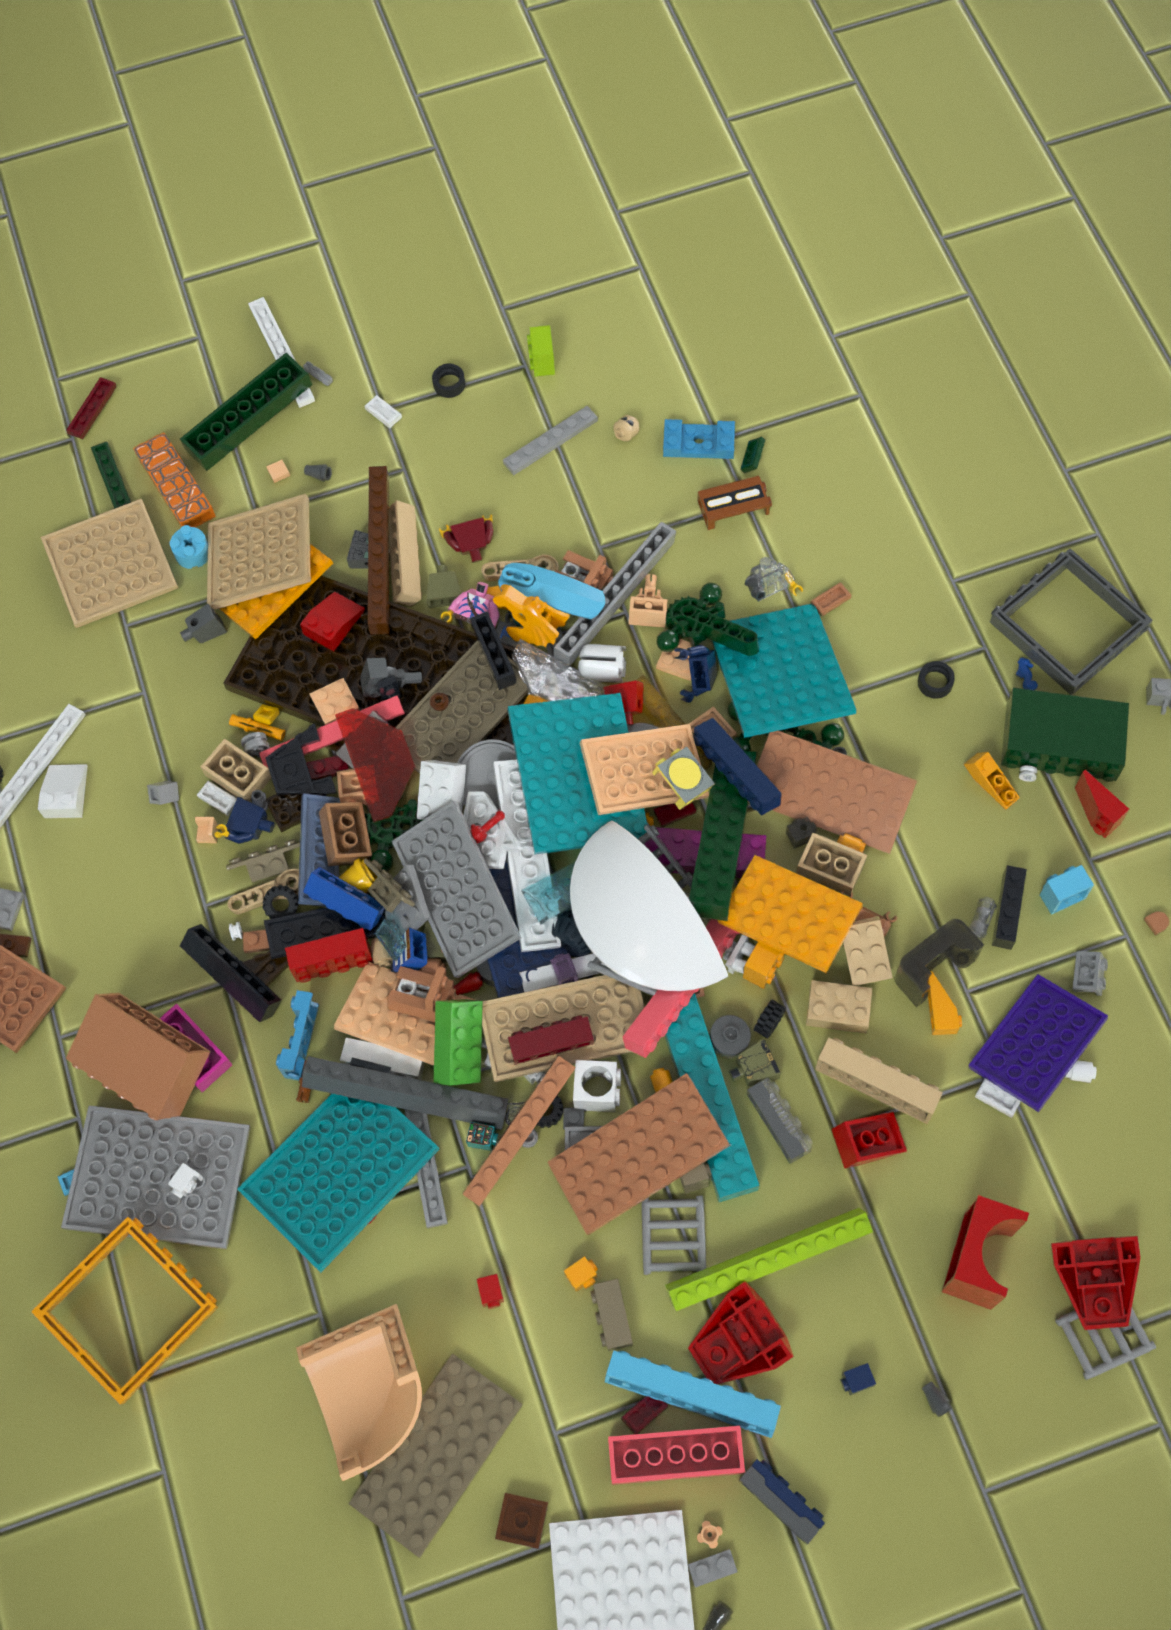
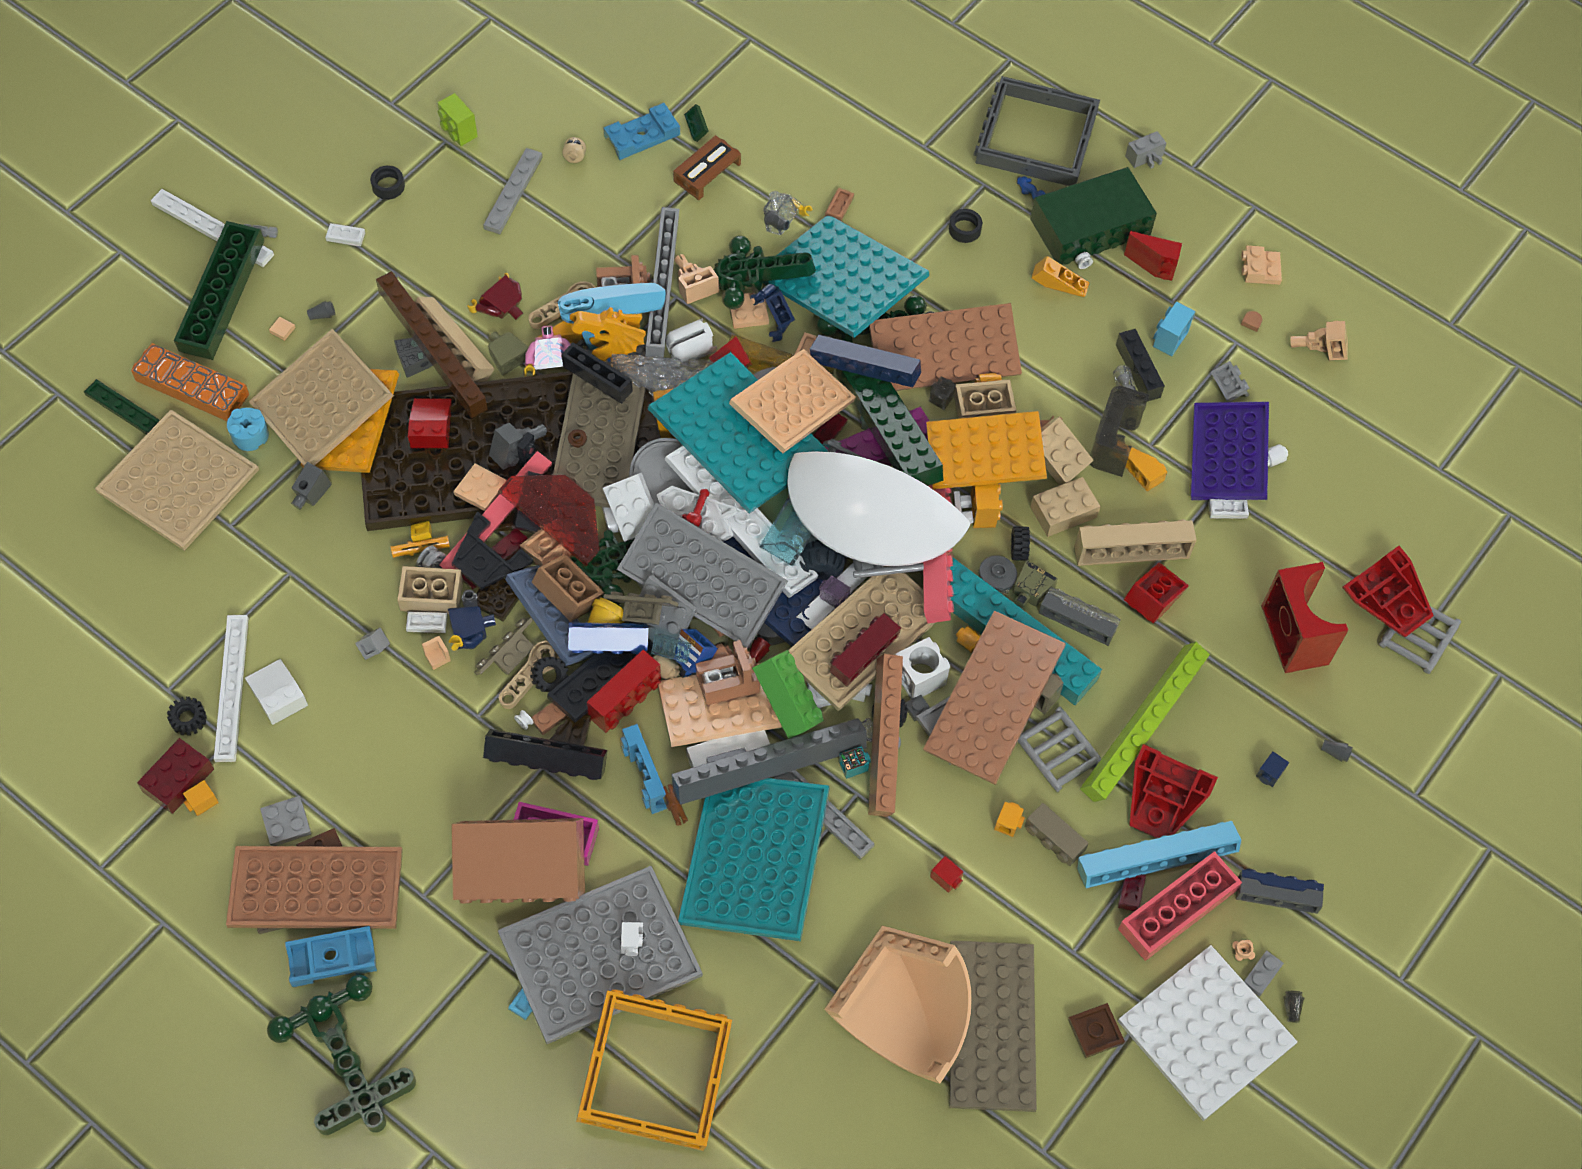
camera: 40 degrees left, 5 degrees down
(91, 408) = (59, 358): dark red plate -> none
(684, 776) = (831, 387): panel -> none

